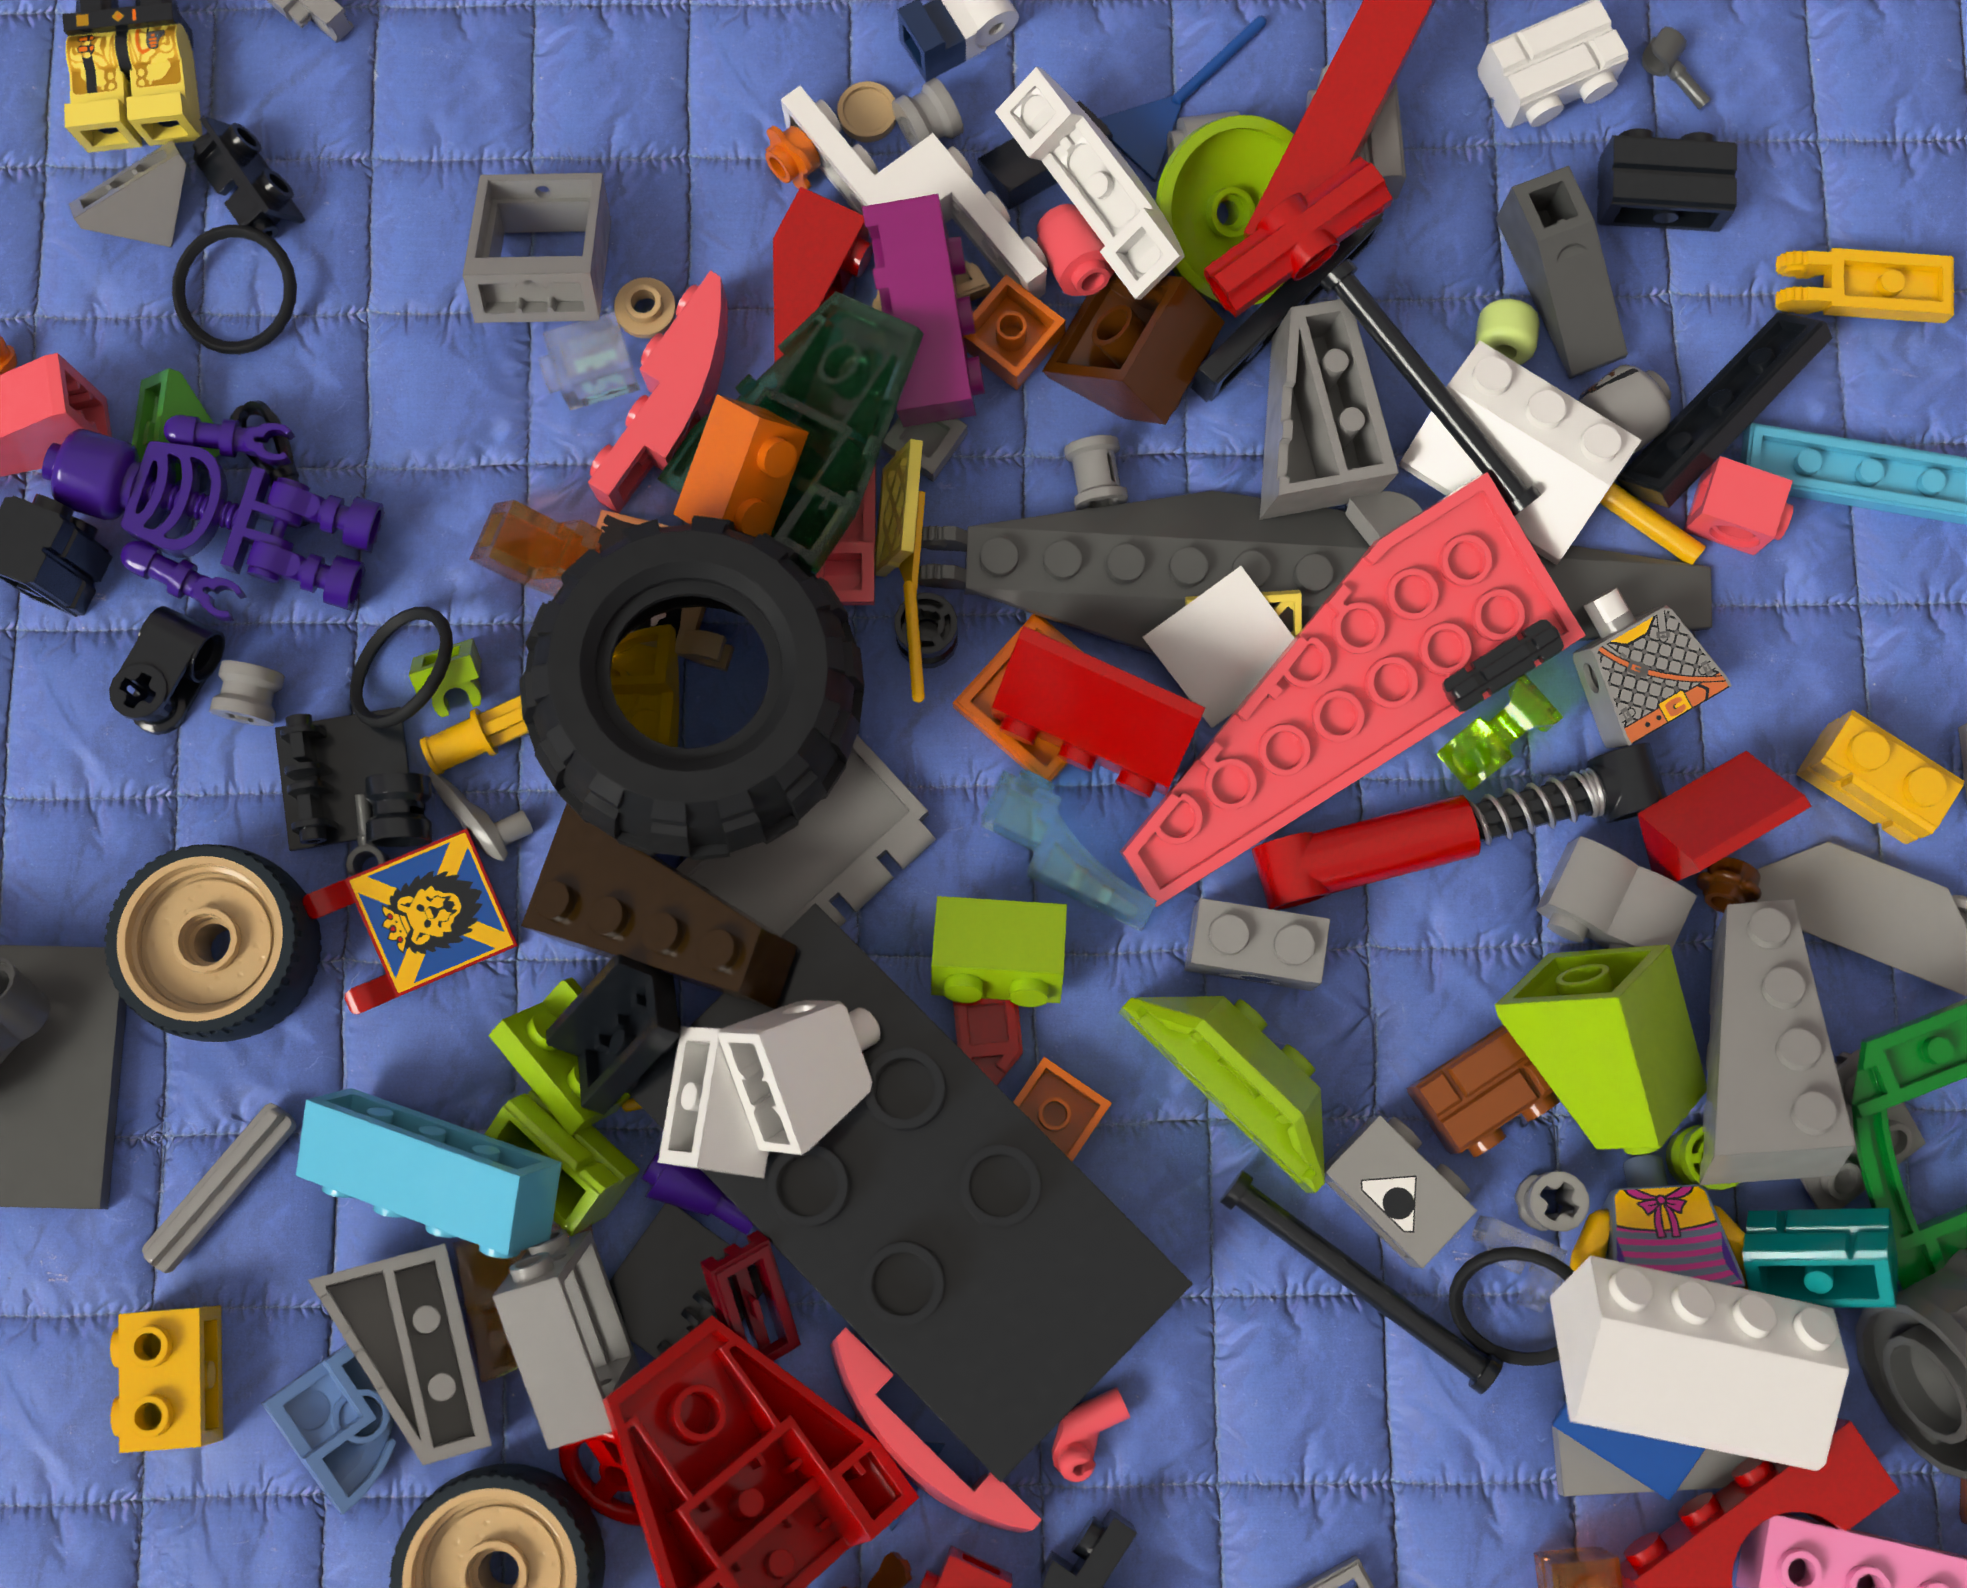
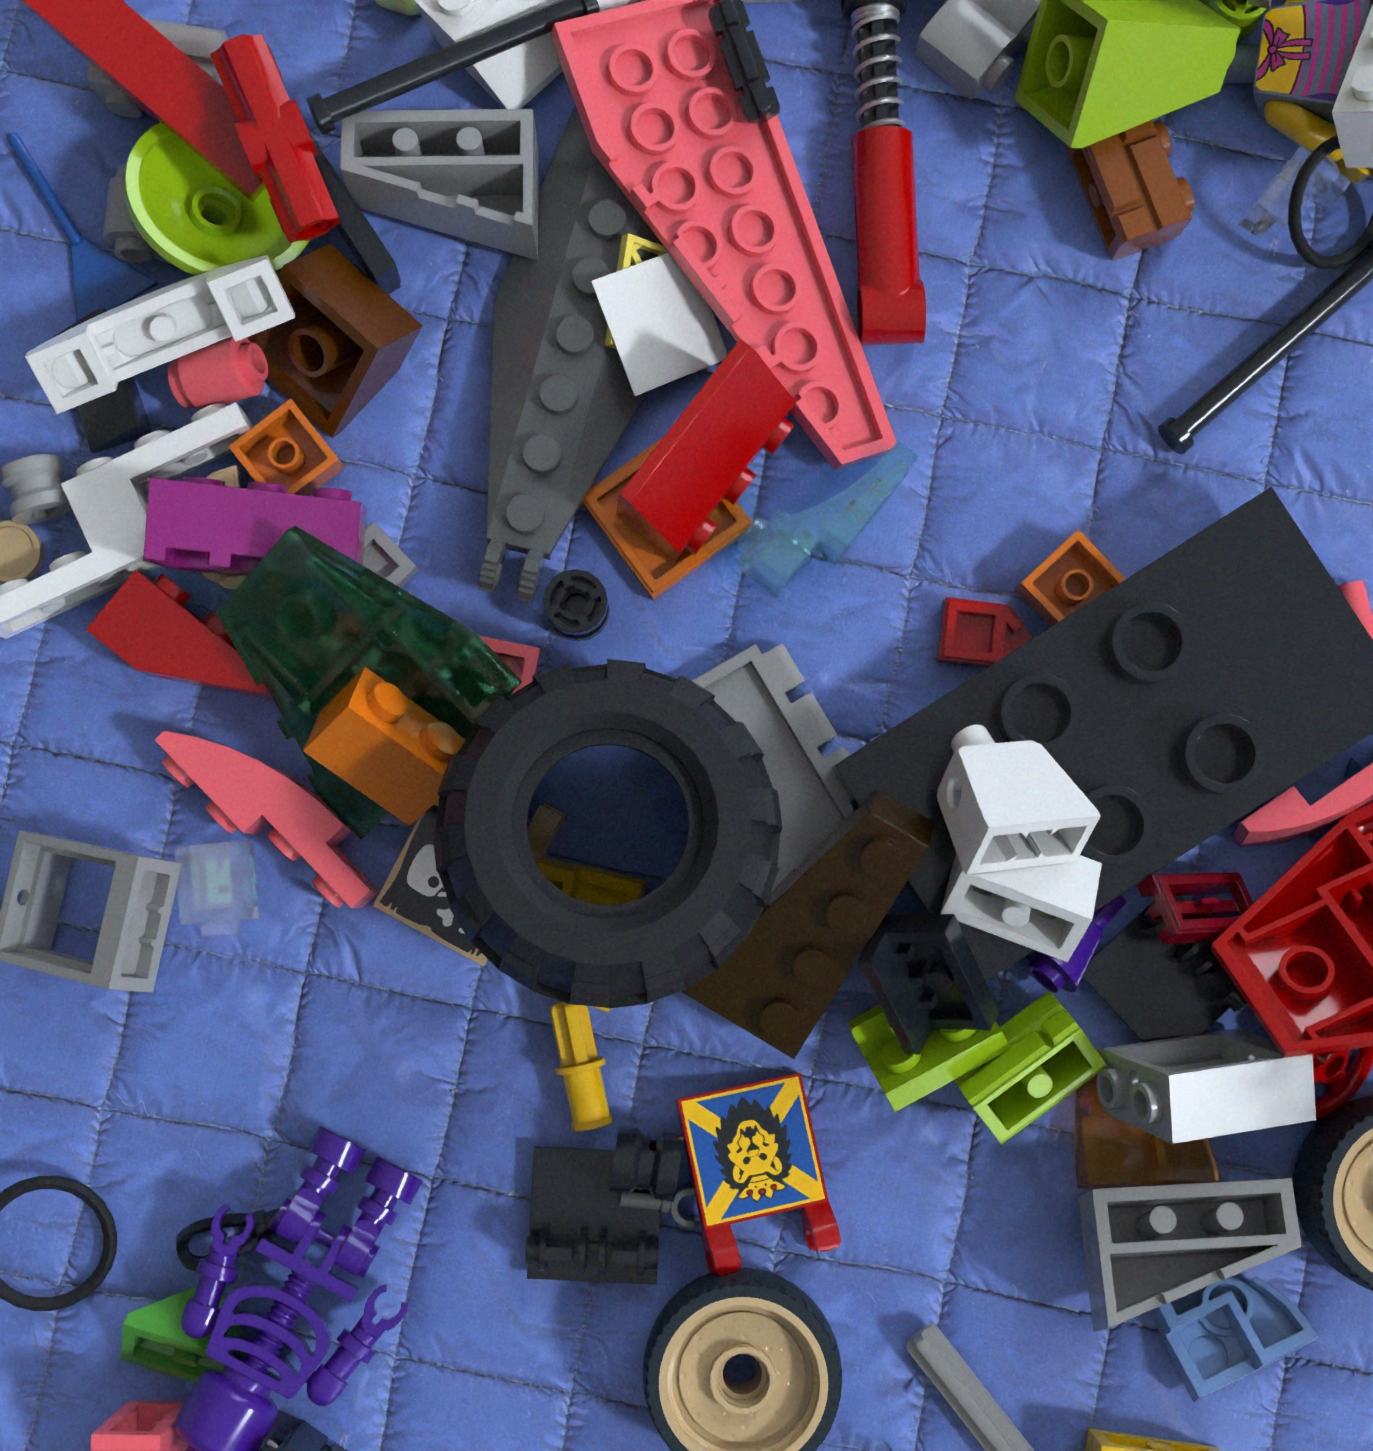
camera: 80 degrees left, 5 degrees up
(168, 663) = (437, 1374): black piece -> none
(247, 693) = (487, 1300): light grey wheel -> none
(428, 1171) = (1019, 1193): medium azure brick -> none
(429, 687) = (528, 1101): black tyre -> none
(461, 673) = (509, 1091): lime tile -> none
(487, 835) = (685, 1080): light grey bar -> none
(532, 546) = (407, 973): clear orange brick -> none
(649, 323) = (189, 822): tan plate -> none
(792, 155) = (44, 635): orange plate -> none
(896, 546) = (469, 595): light yellow window -> none
(910, 571) = (491, 604): yellow piece -> none
(998, 950) = (912, 602): lime brick -> none
(1096, 471) = (453, 406): light grey bush -> none
(1242, 1074) = (1074, 402): lime wedge -> none
(1257, 944) = (956, 360): light grey brick -> none
(1380, 513) = (562, 142): light grey tile -> none
(1398, 1190) = (1208, 288): light grey brick -> none
(1486, 744) = (811, 106): clear neon green leg -> none
(1570, 1195) = (1244, 135): light grey bush -> none

